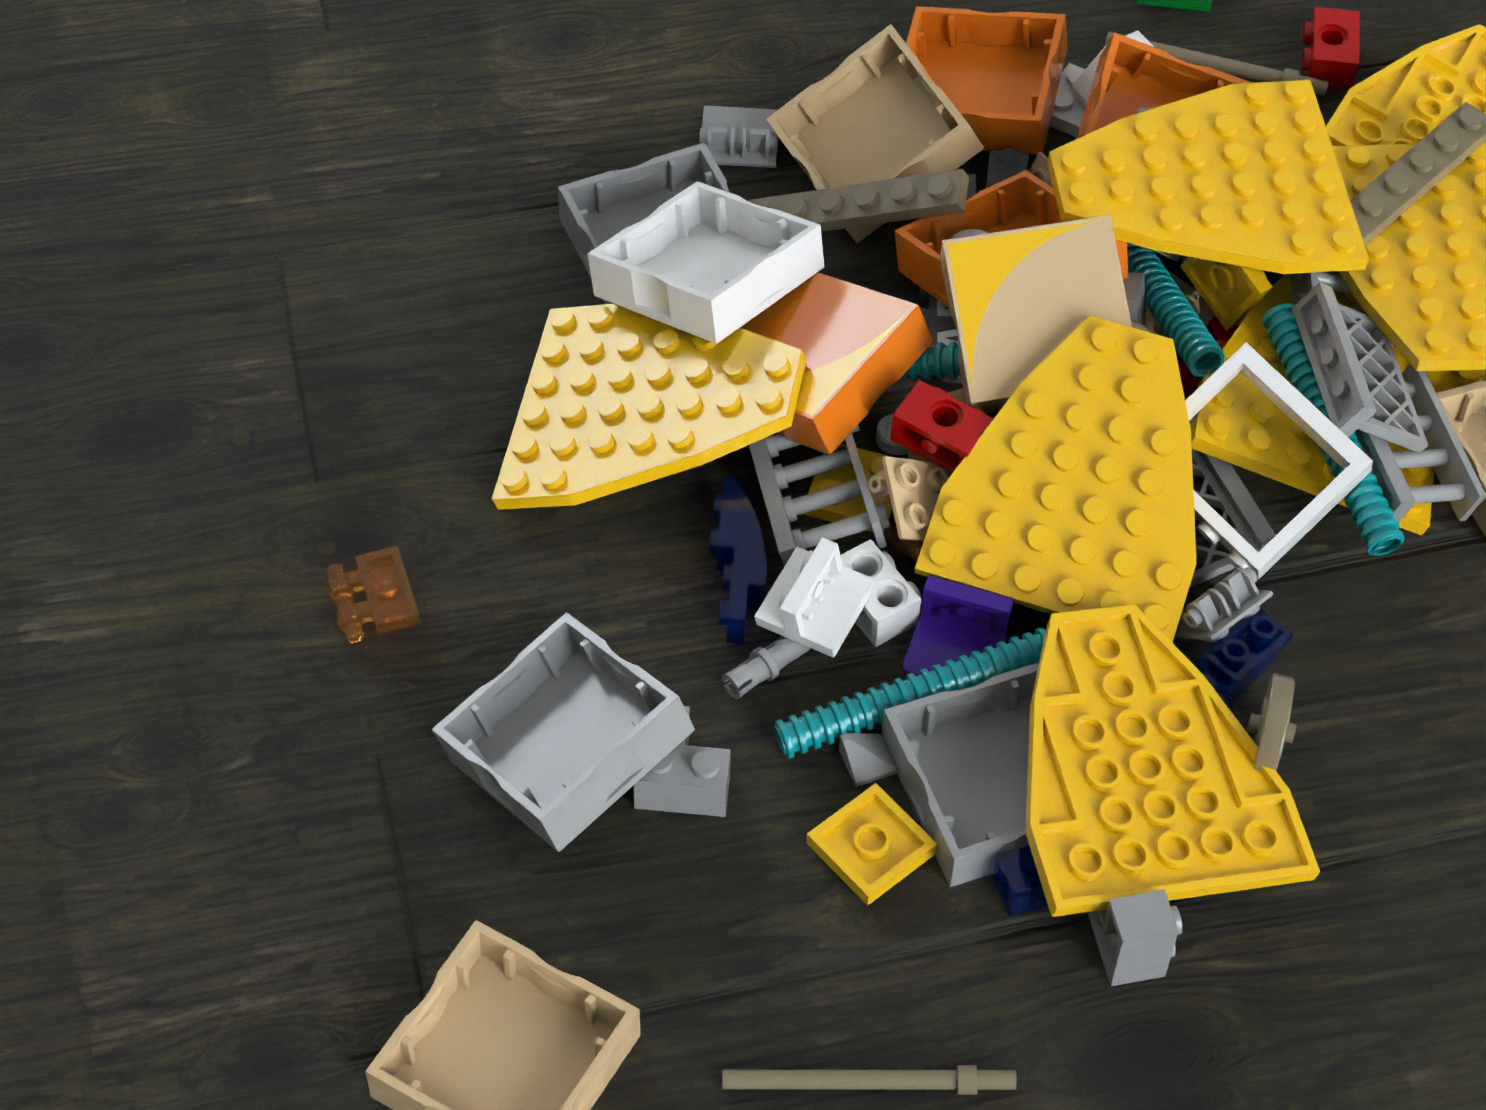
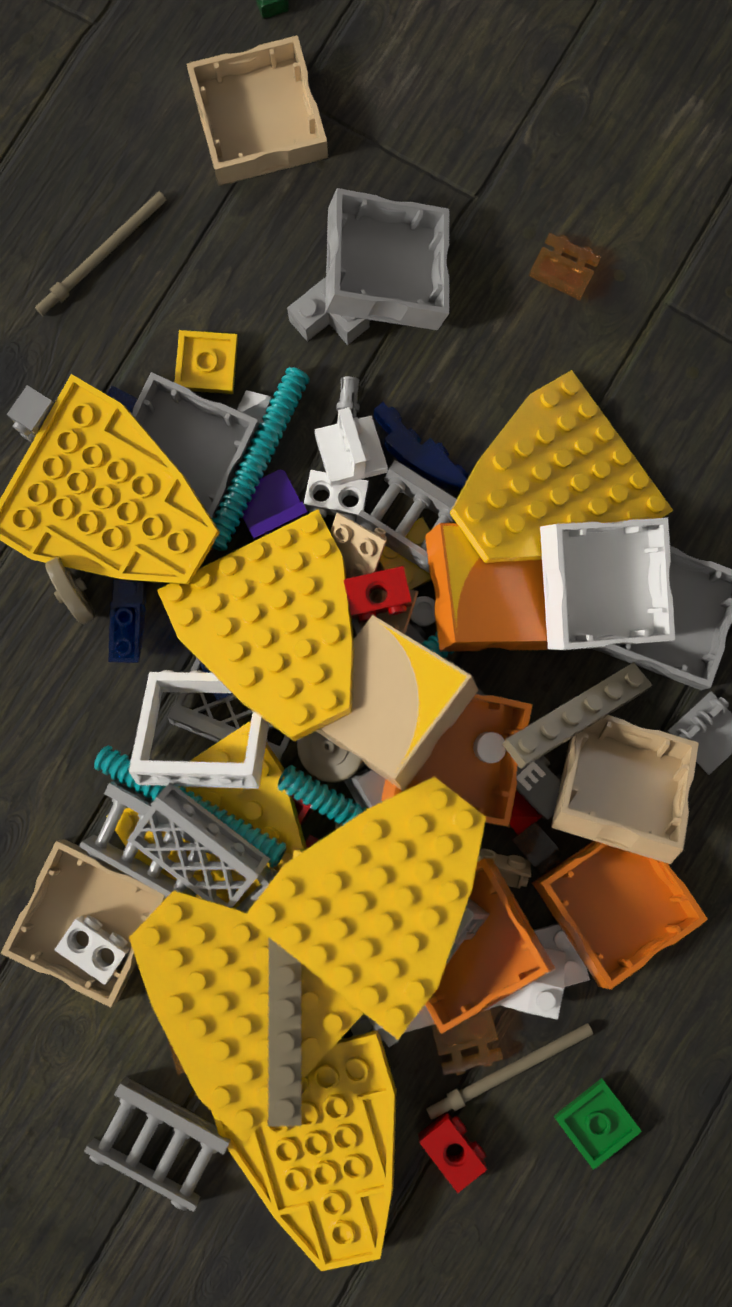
camera: 135 degrees right, 30 degrees up
(1222, 606) = (157, 643): light grey hinge -> none

